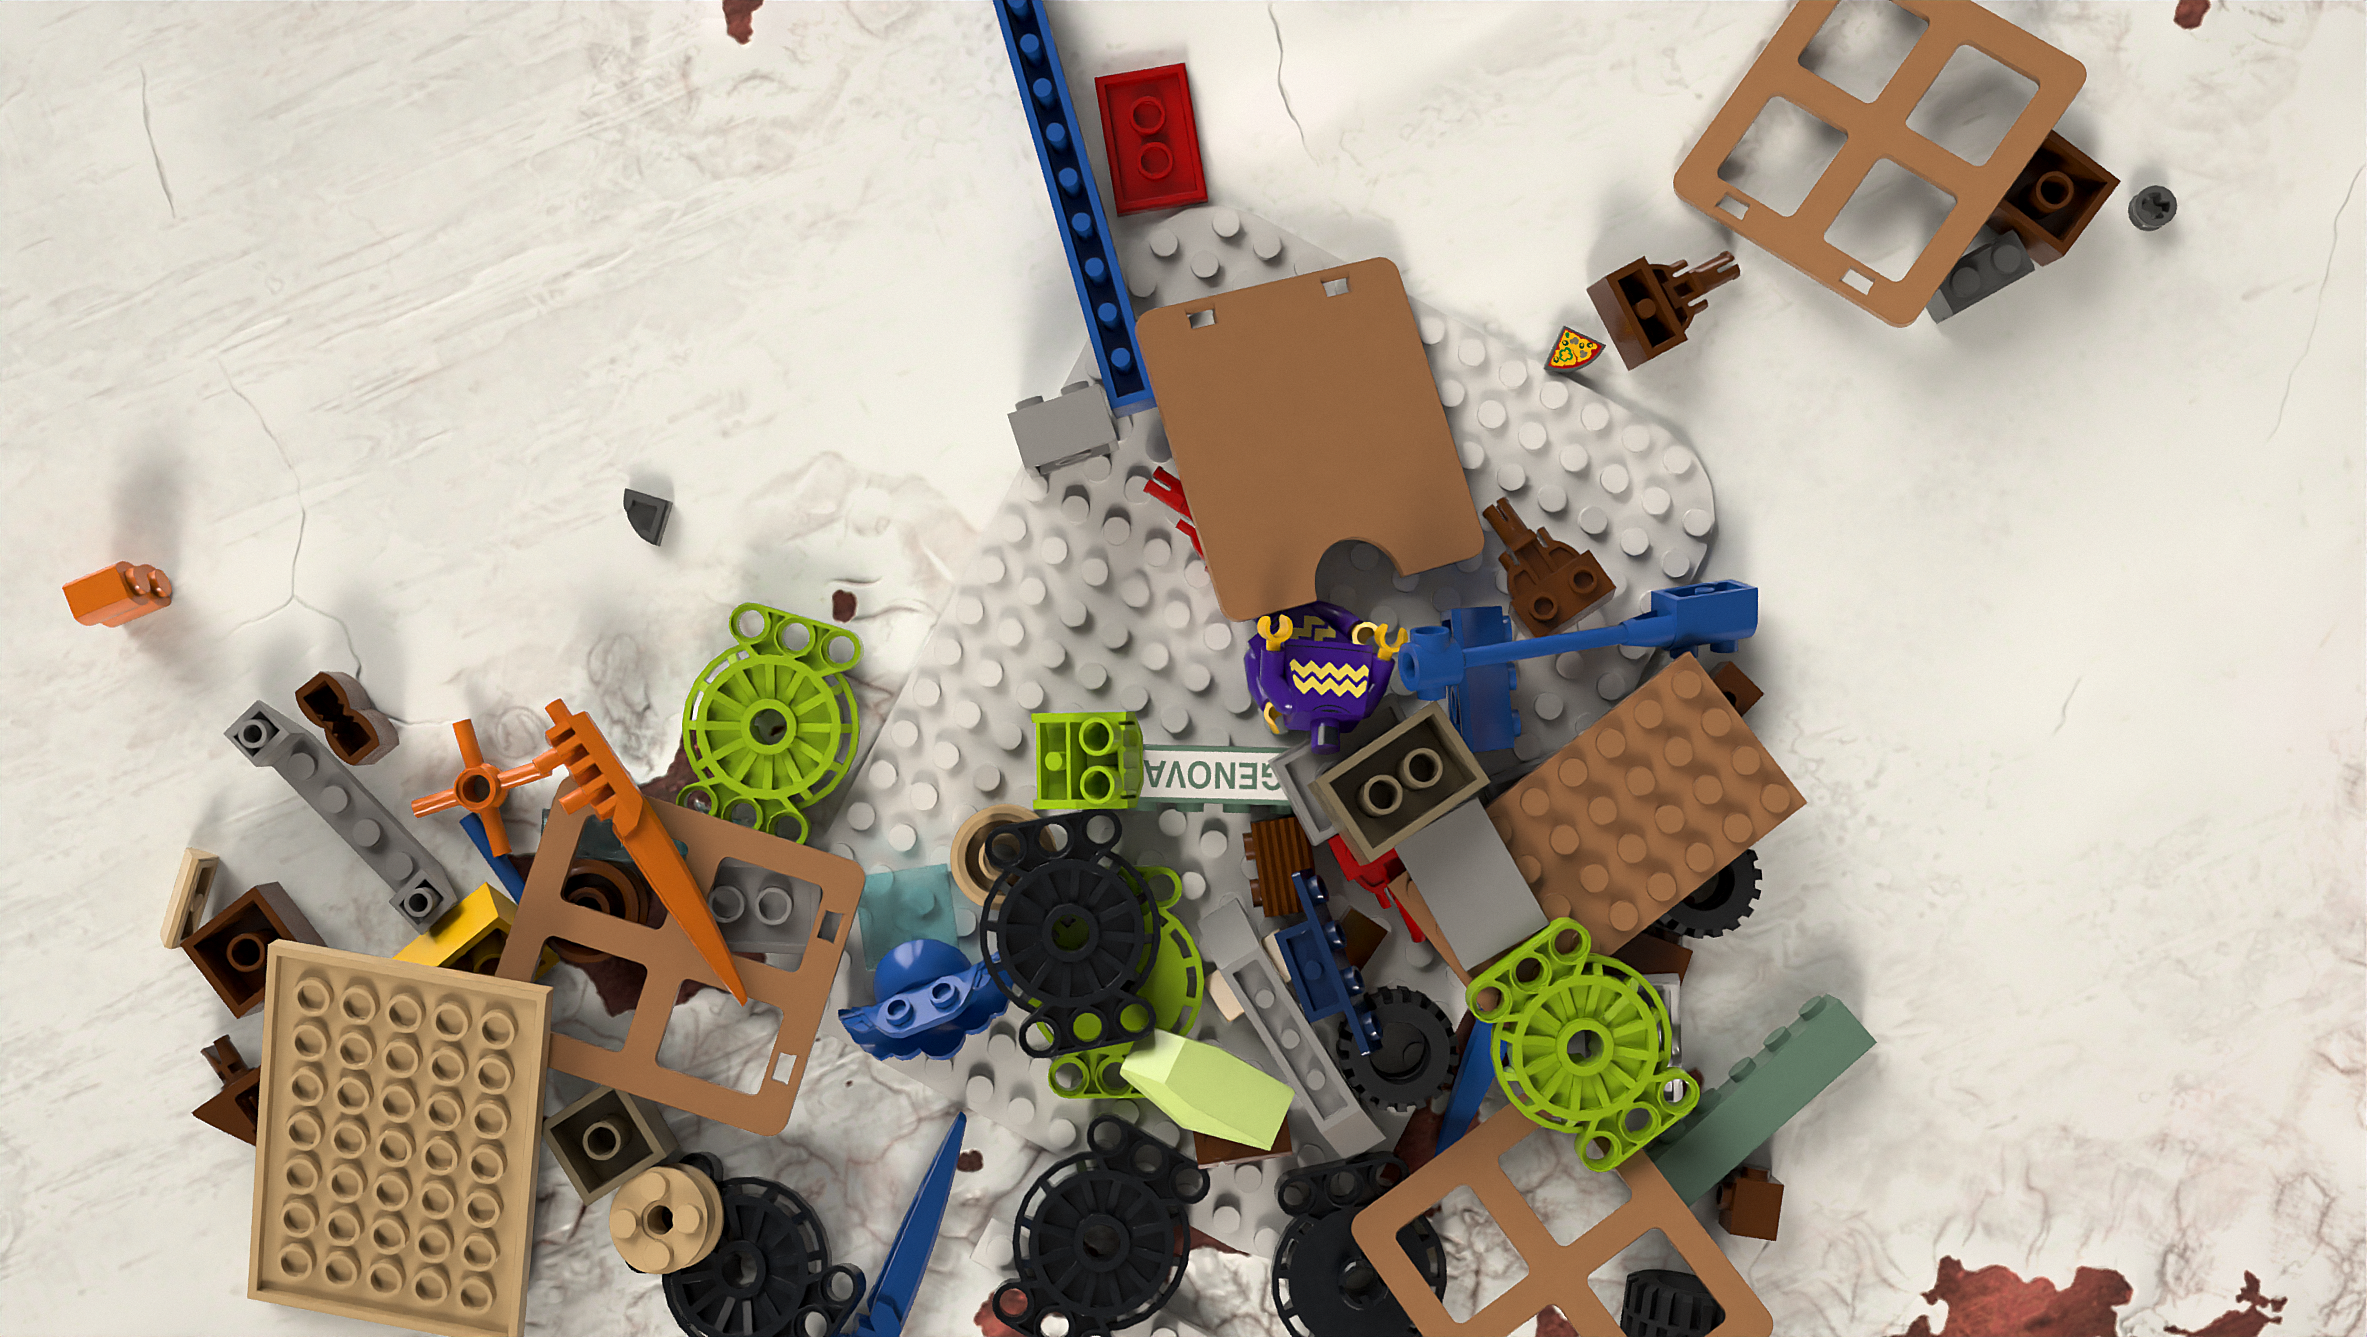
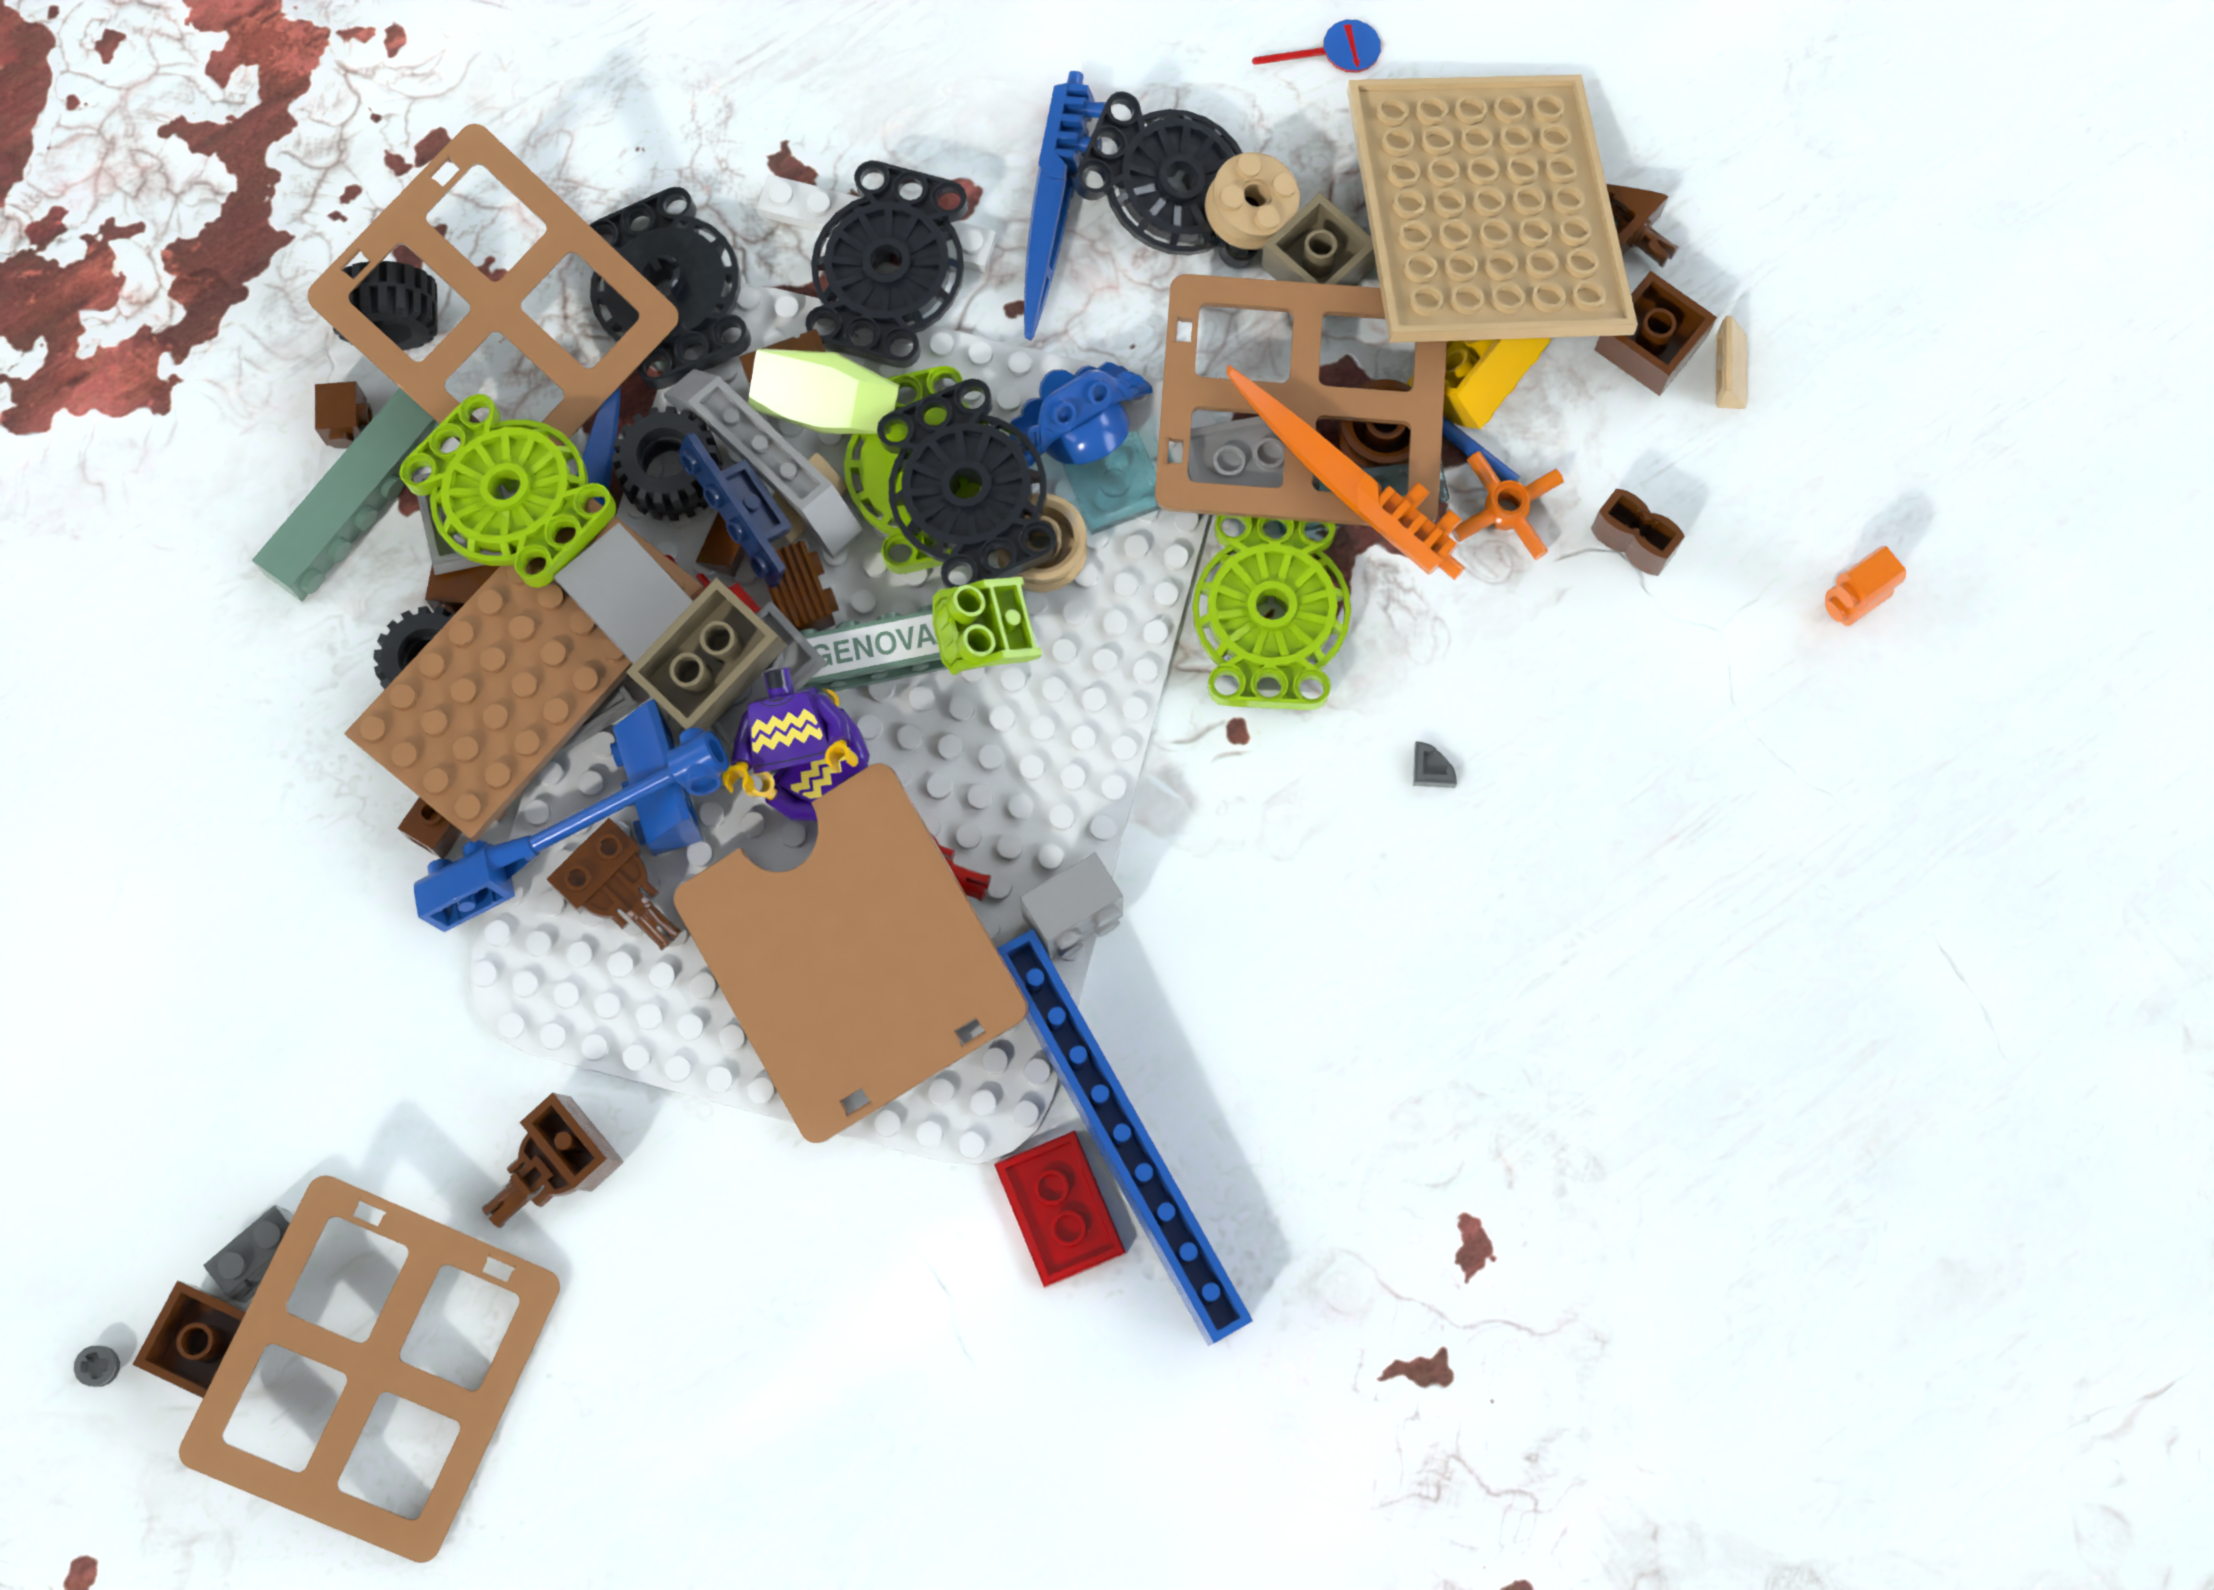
camera: 165 degrees right, 15 degrees down
(349, 809) = (1608, 461): light grey slope -> none
(1572, 352) = (626, 1102): tile -> none

